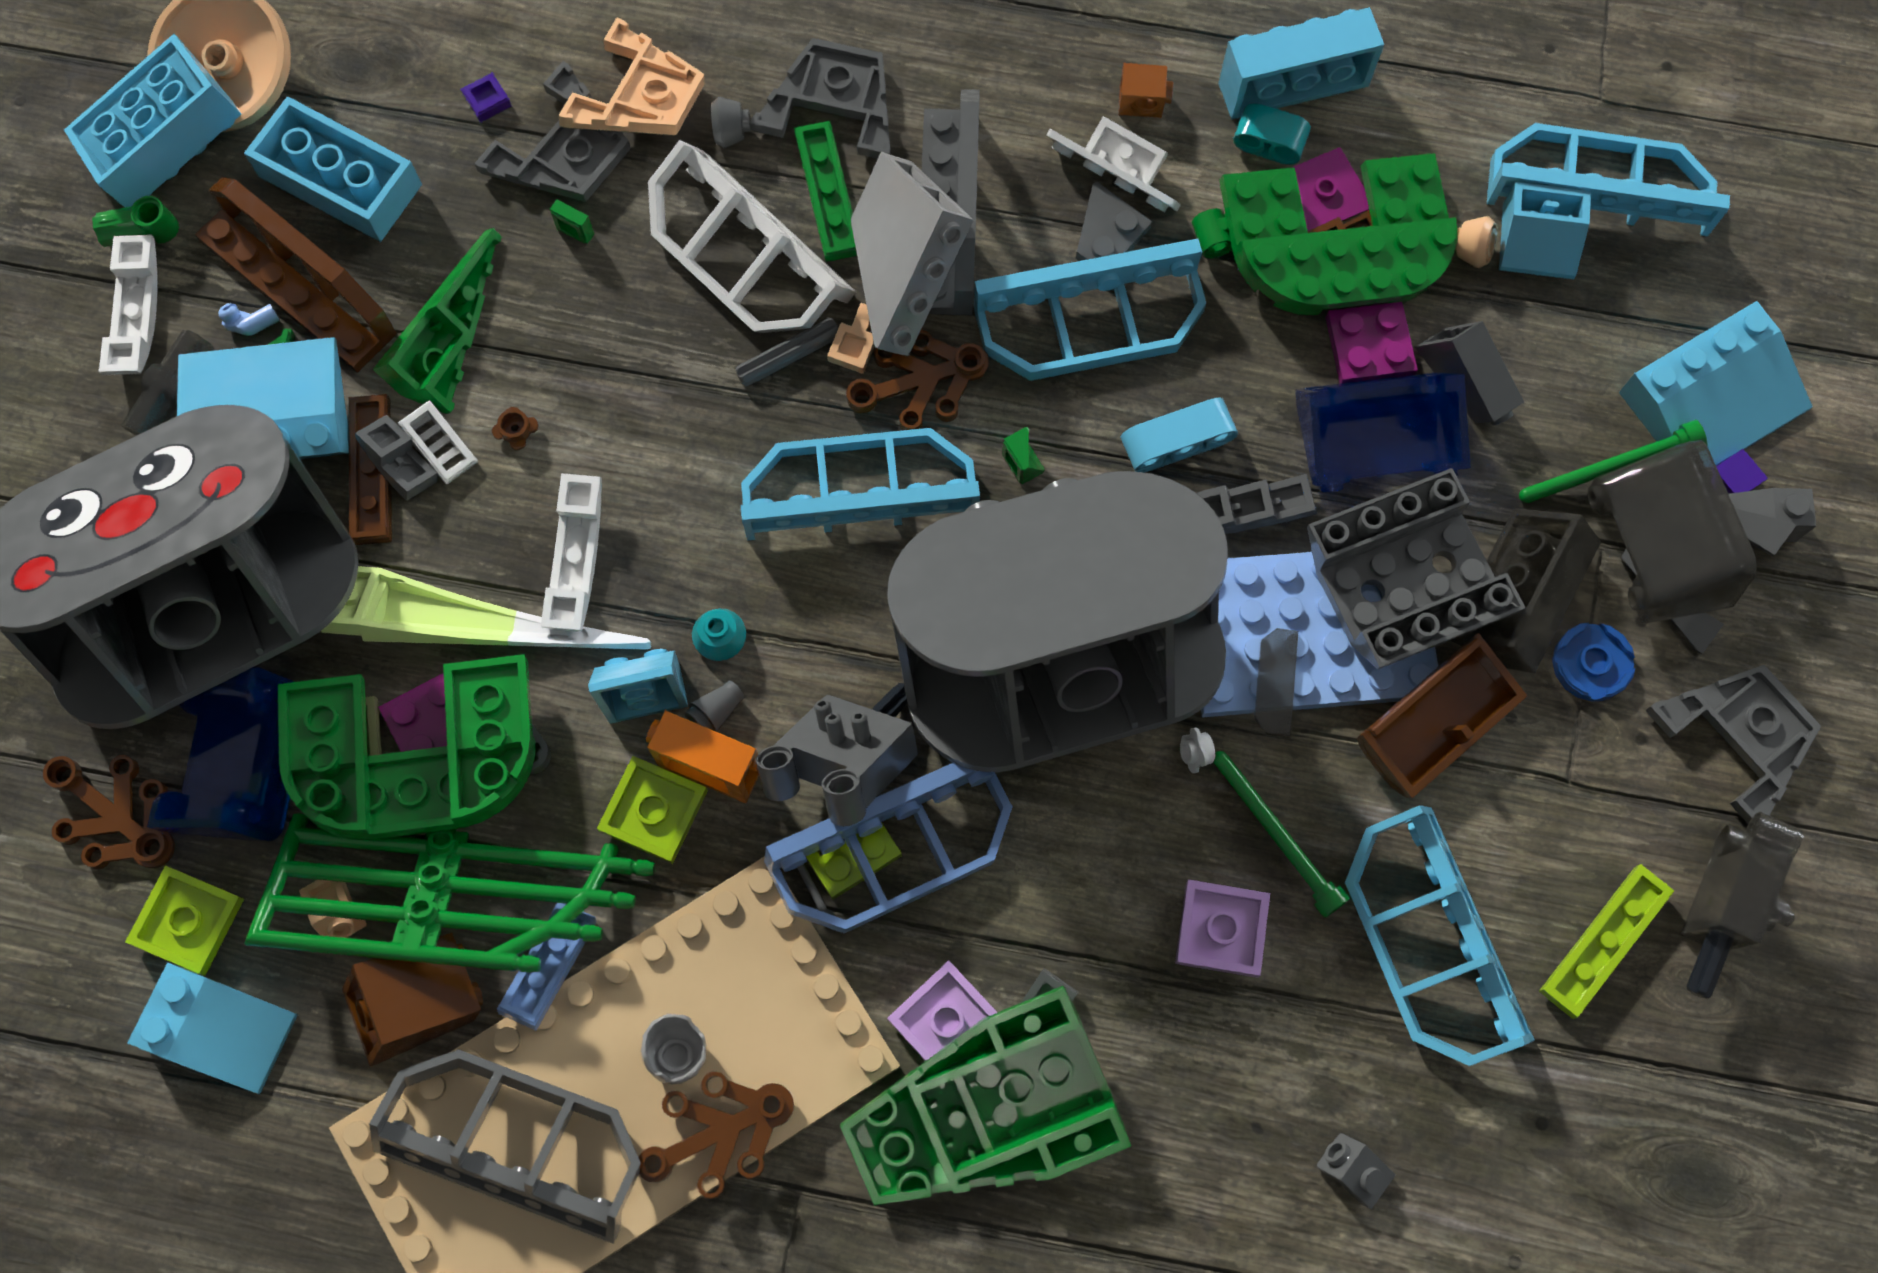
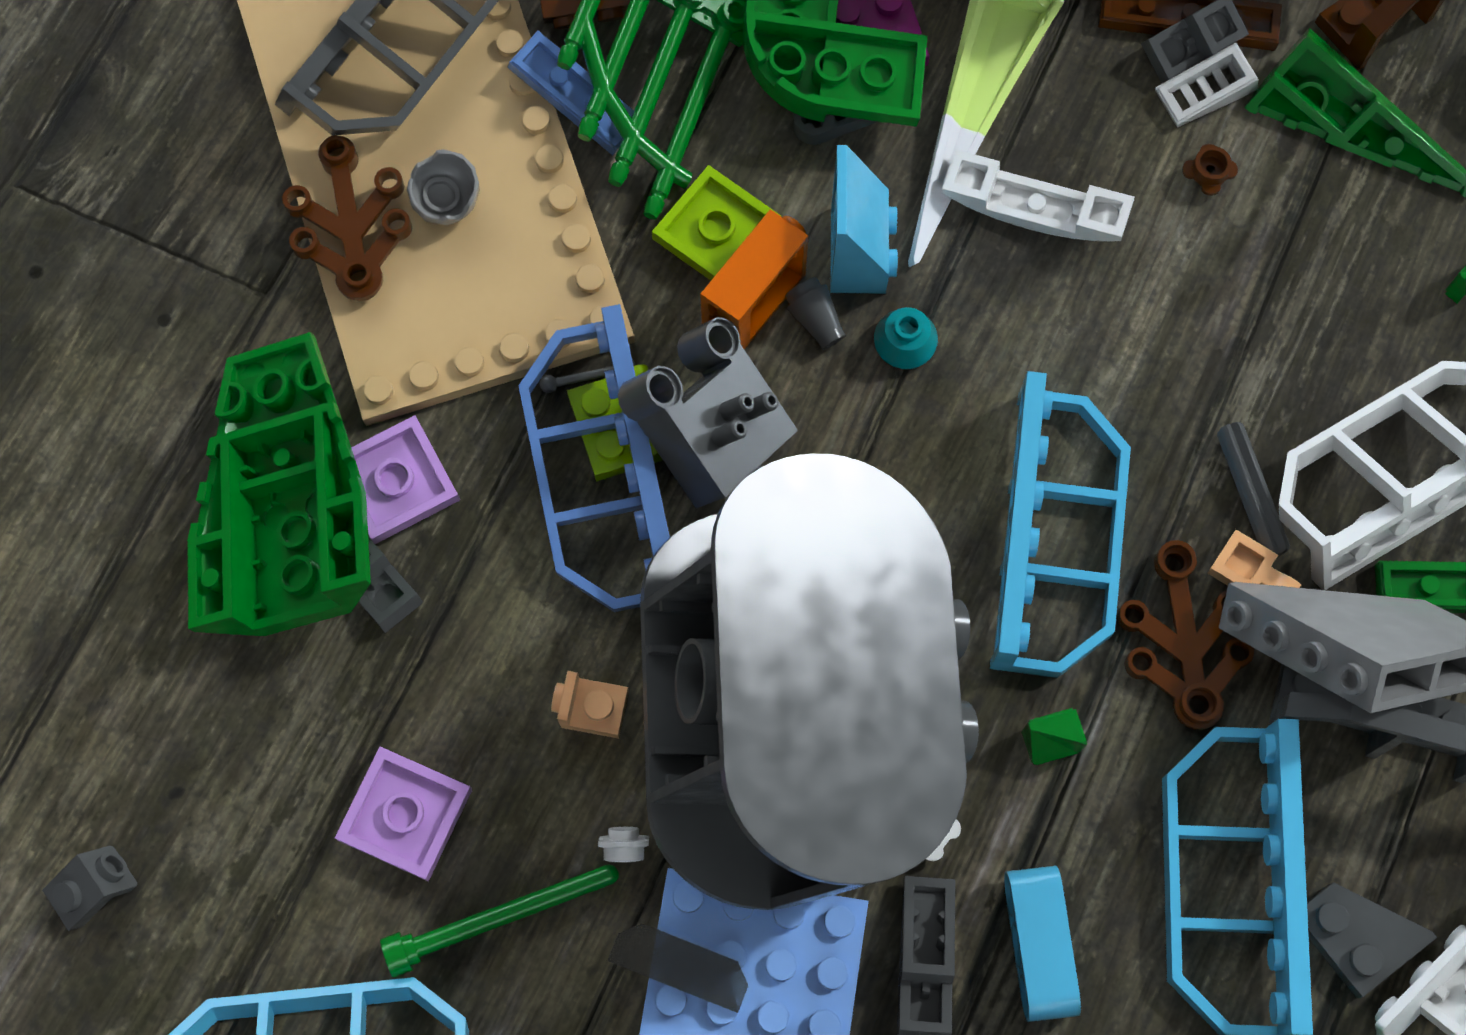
camera: 105 degrees right, 0 degrees up
(1093, 806) = (590, 705): none -> light nougat bracket

